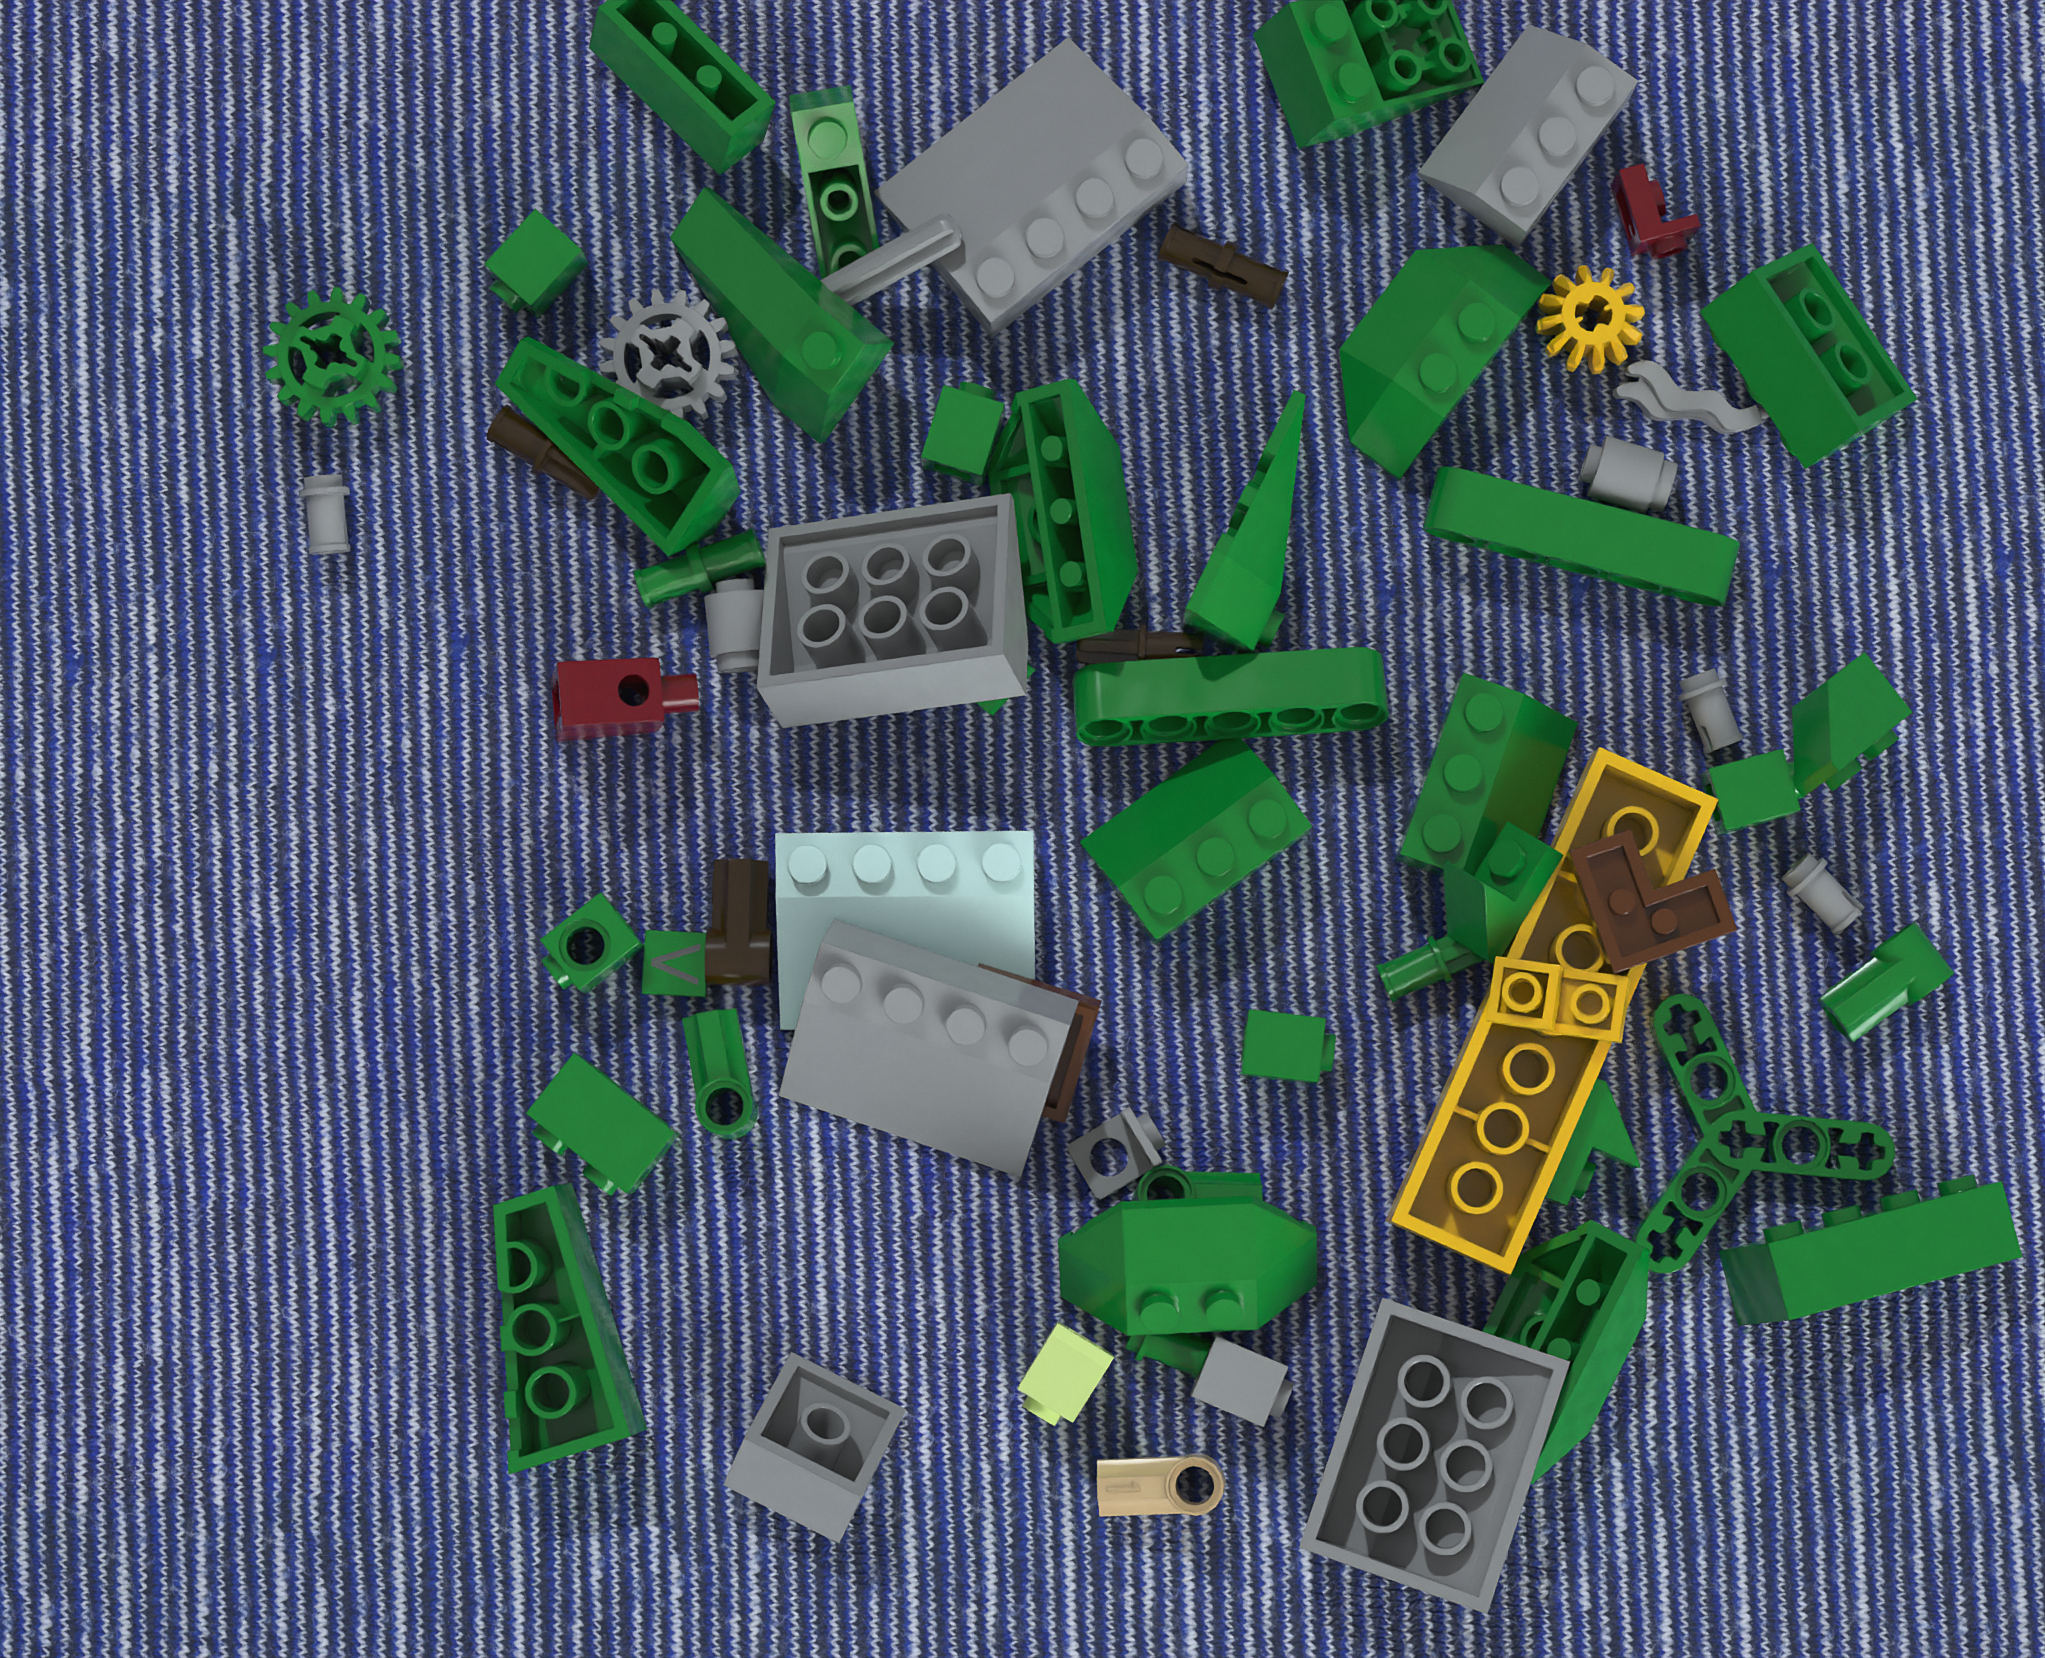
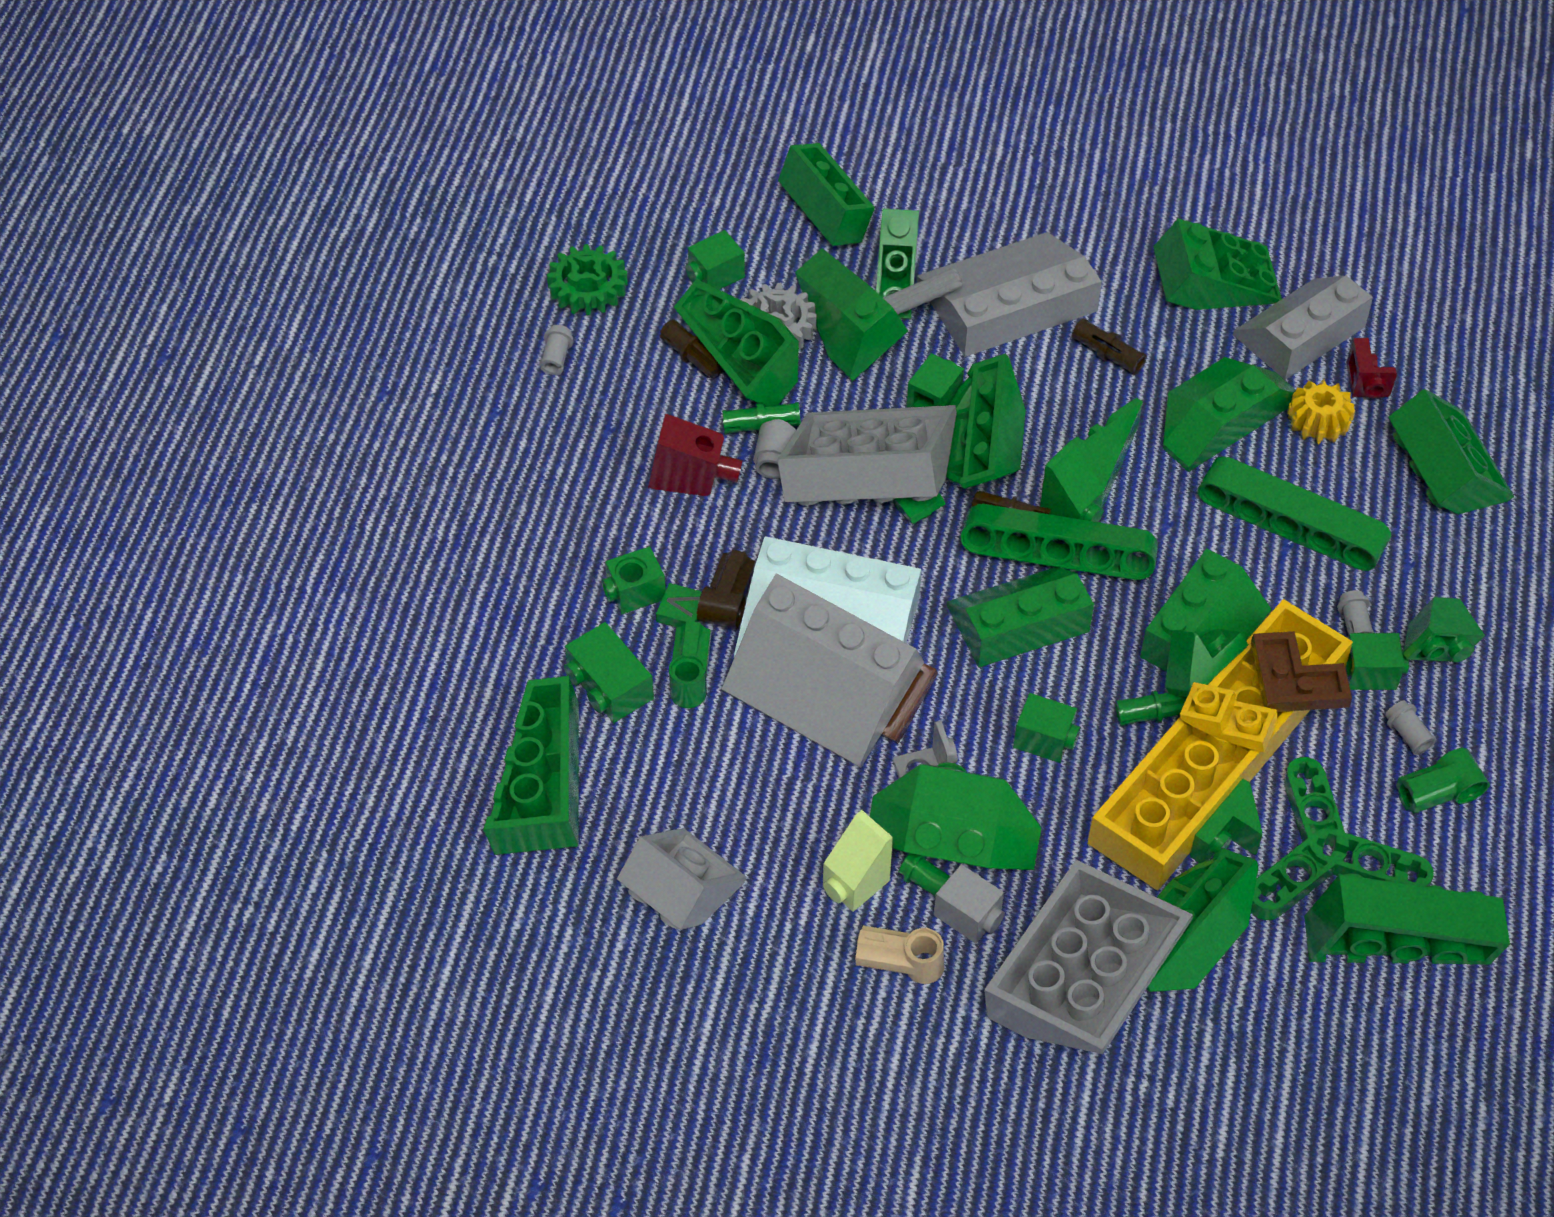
camera: 10 degrees right, 30 degrees down
(1628, 475) = (1330, 484): light grey brick -> none
(1665, 401) = (1360, 465): light grey hair -> none

